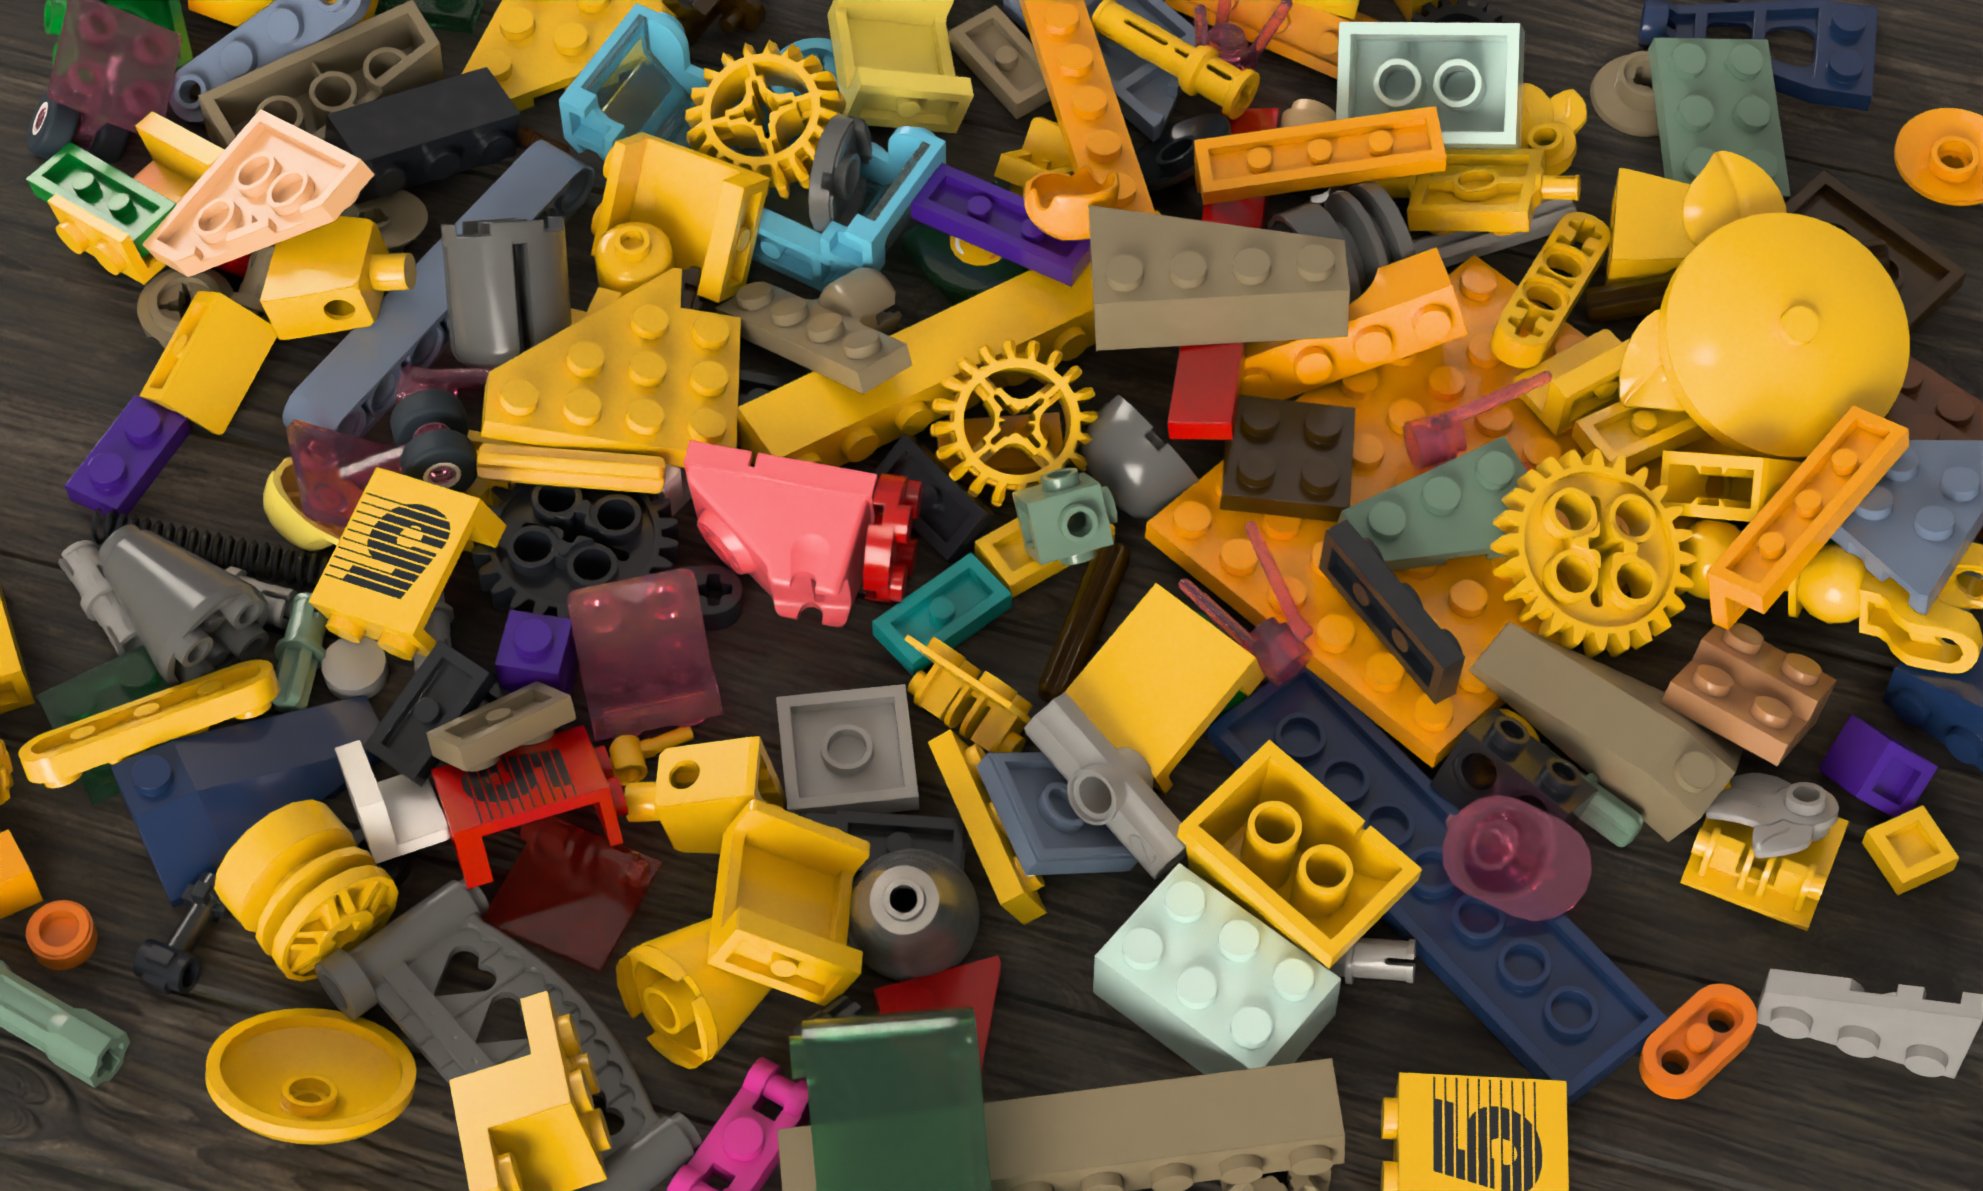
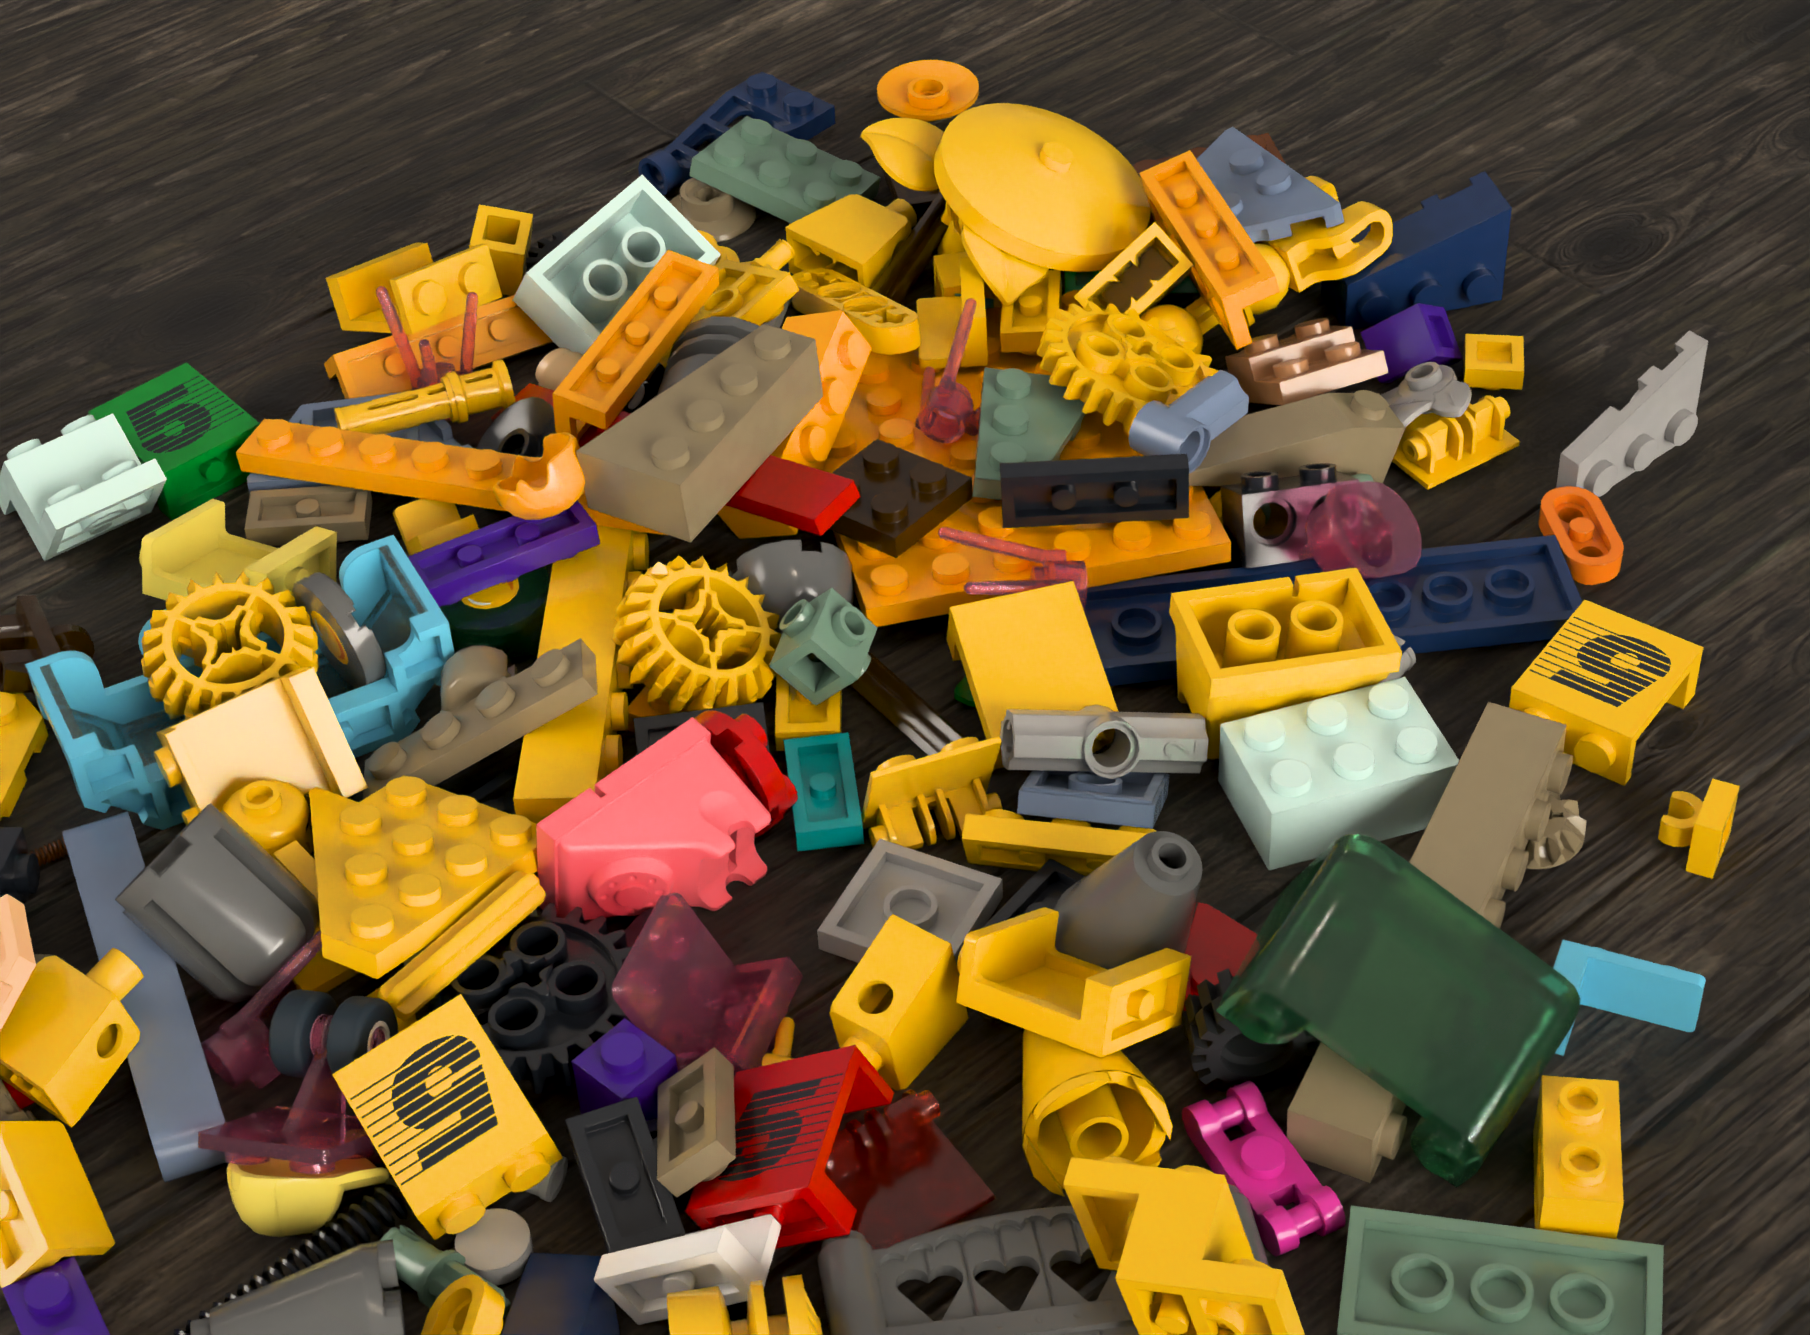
camera: 55 degrees left, 15 degrees down
(1509, 635) = (1190, 420): none -> sand blue piece

